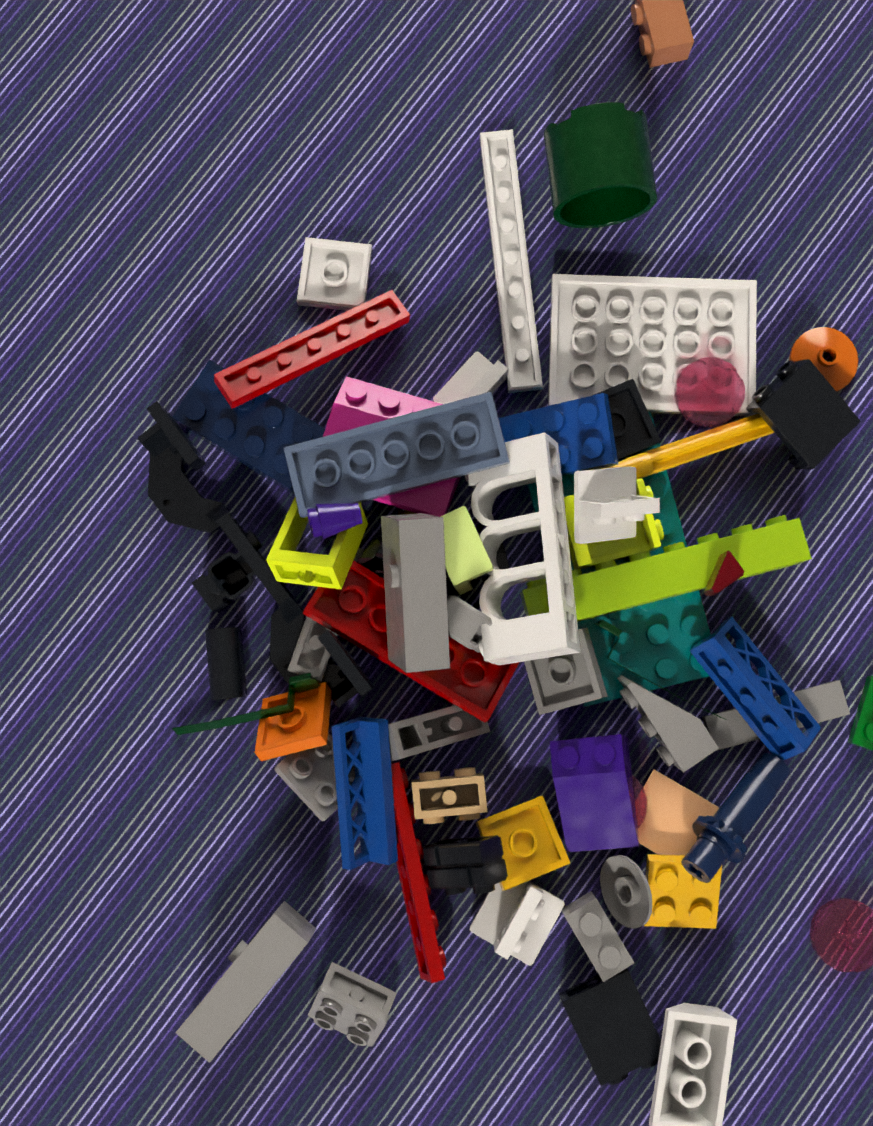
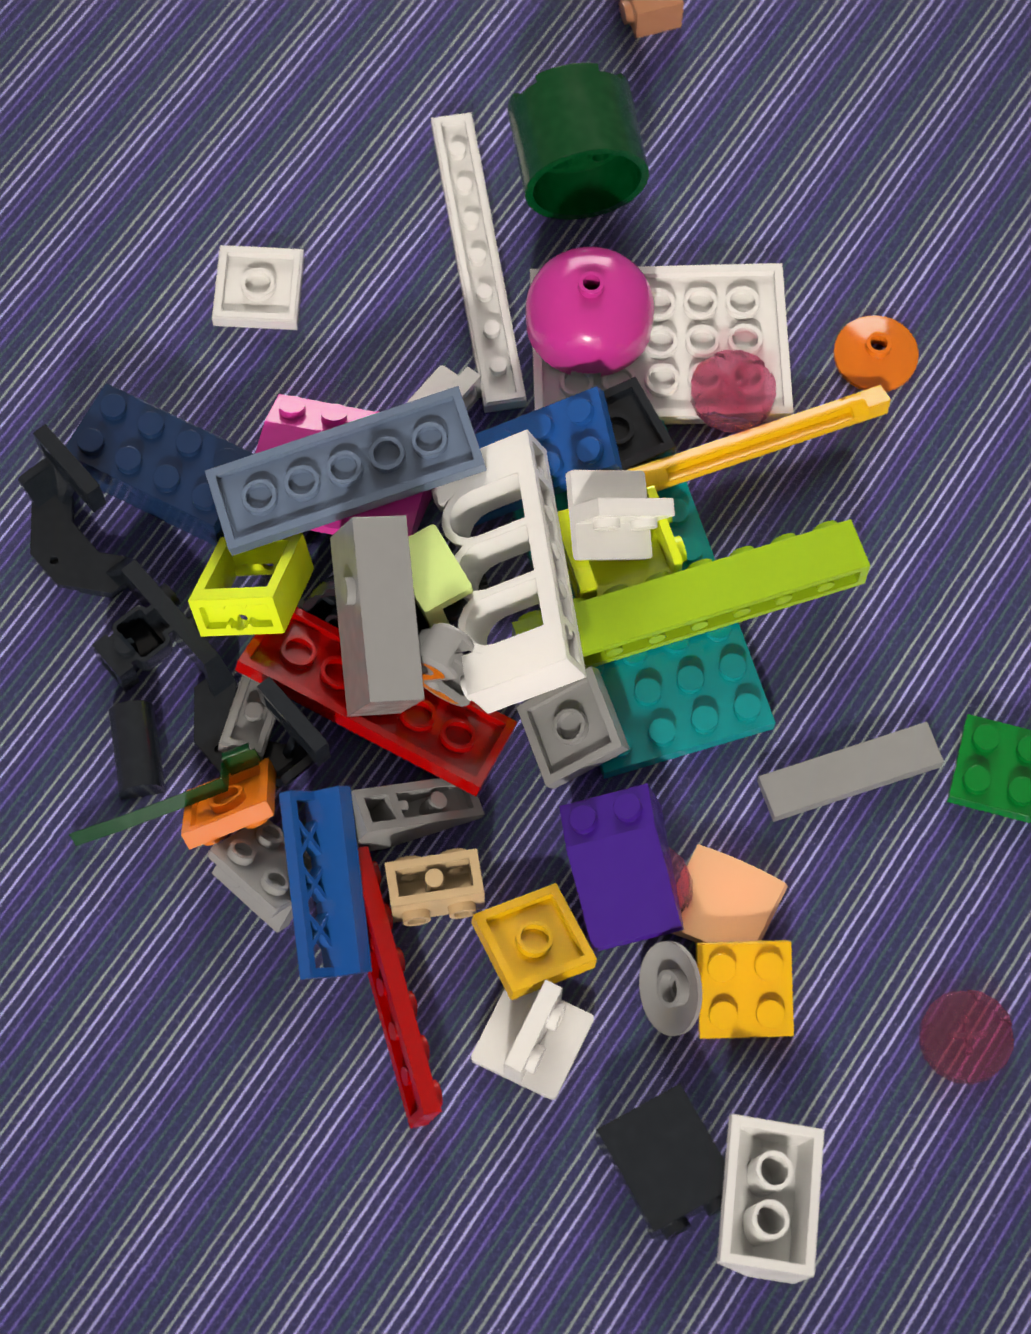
camera: 10 degrees left, 15 degrees down
(246, 981) = (181, 1126): light grey brick -> none
(311, 349) = (234, 364): plate -> none
(333, 518) = (270, 545): dark purple cone -> none
(352, 1005) = (317, 1165): light grey bracket -> none
(465, 864) = (459, 964): black brick -> none
(597, 936) = (637, 1049): light grey brick -> none
(599, 317) = (589, 311): none -> dark pink cylinder
(615, 631) = (634, 673): dark green piece -> none
(680, 734) = (717, 784): light grey slope -> none
(723, 834) = (788, 902): dark blue gear -> none
(724, 573) = (762, 583): dark red slope -> none
(754, 694) = (814, 734): blue fence -> none
(804, 412) = (851, 406): black panel -> none

